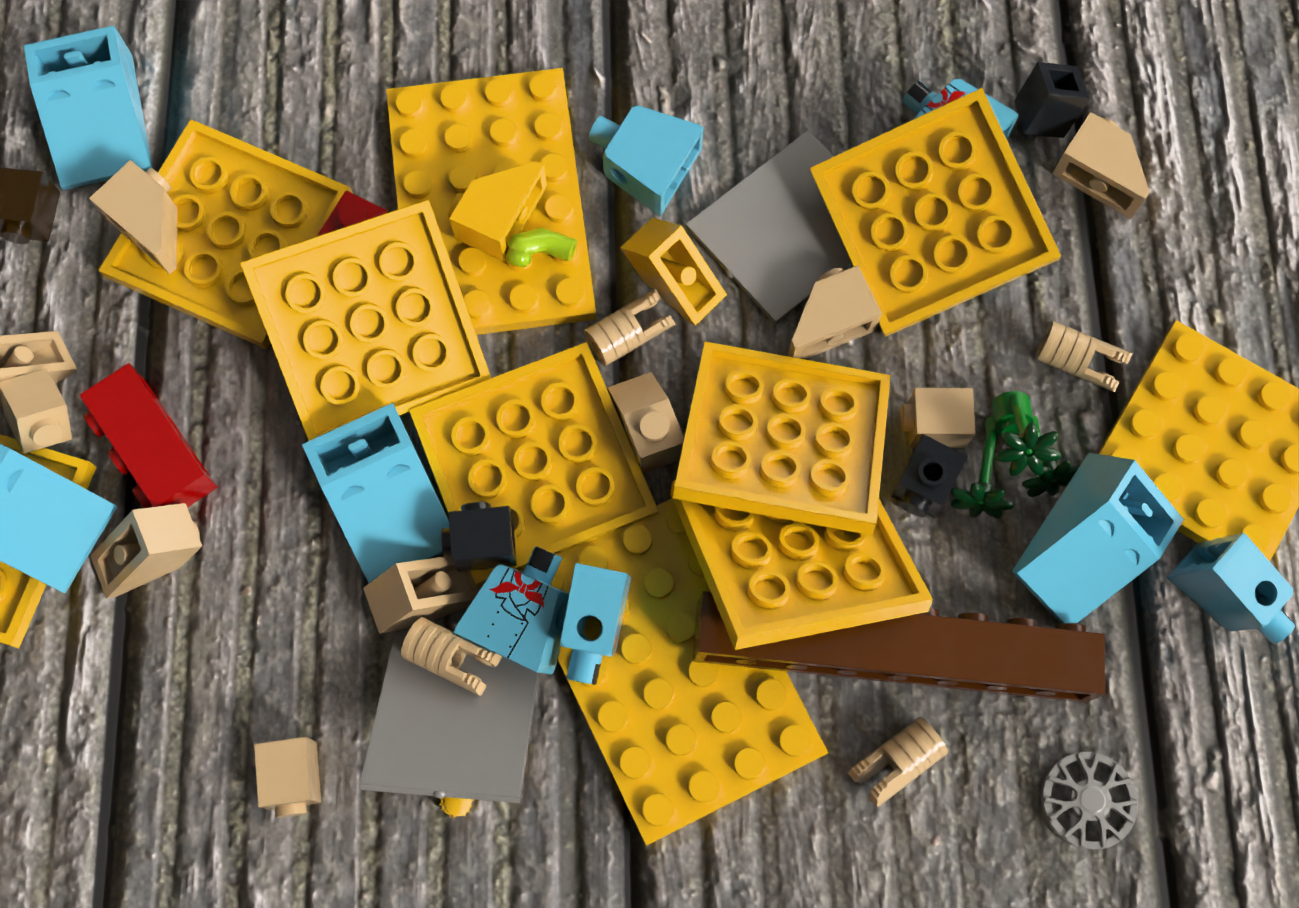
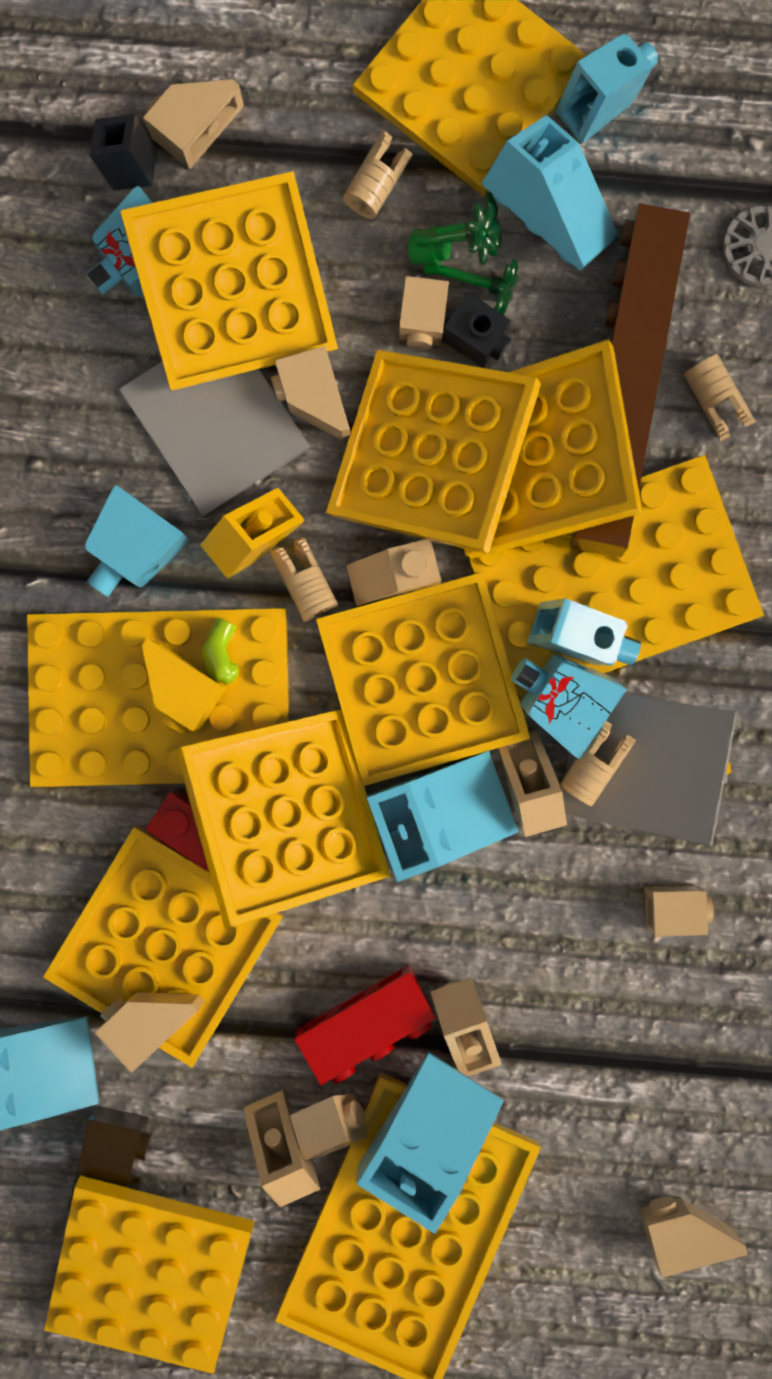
camera: 85 degrees left, 15 degrees up
(480, 537) = (497, 729): black brick -> none

